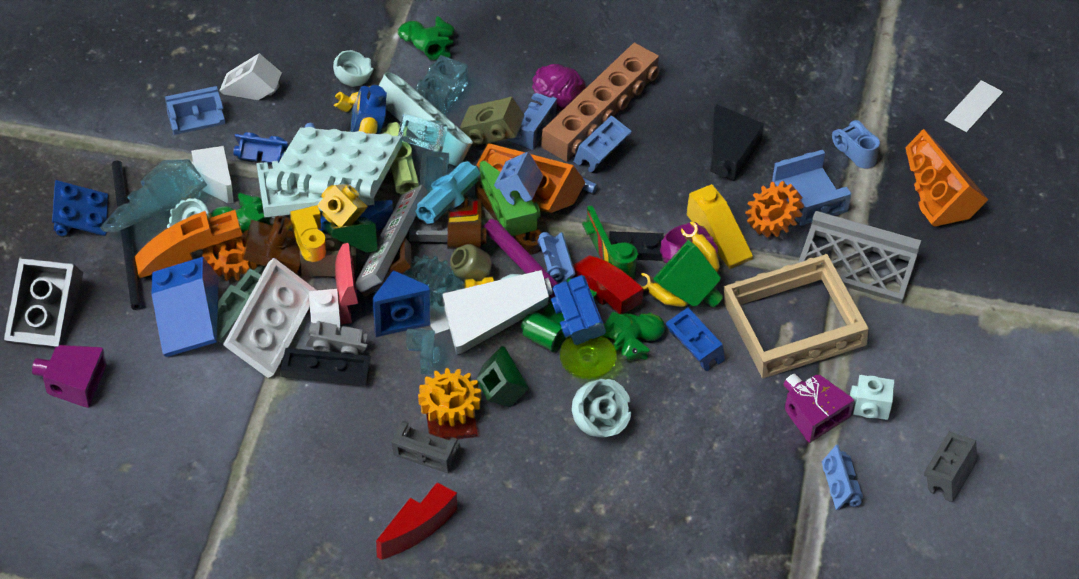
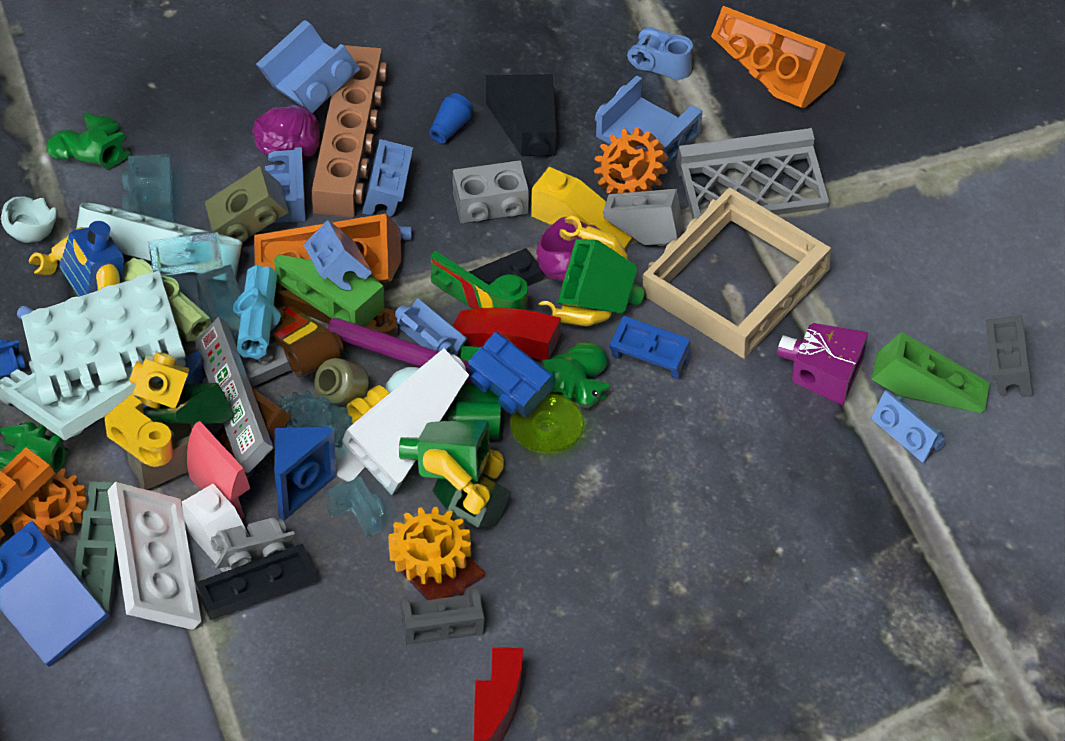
camera: 30 degrees left, 0 degrees up
(271, 242) = (94, 468): reddish brown tile -> none
(502, 343) = (456, 453): none -> green torso
(599, 46) = (307, 67): none -> medium blue panel
(601, 408) = (610, 474): light aqua cylinder -> none
(665, 184) = (490, 191): none -> light grey brick
(677, 123) = (452, 115): none -> blue cone
(759, 248) = (646, 215): none -> light grey slope
(872, 397) = (881, 318): light aqua brick -> none
(881, 452) = (928, 376): none -> bright green slope

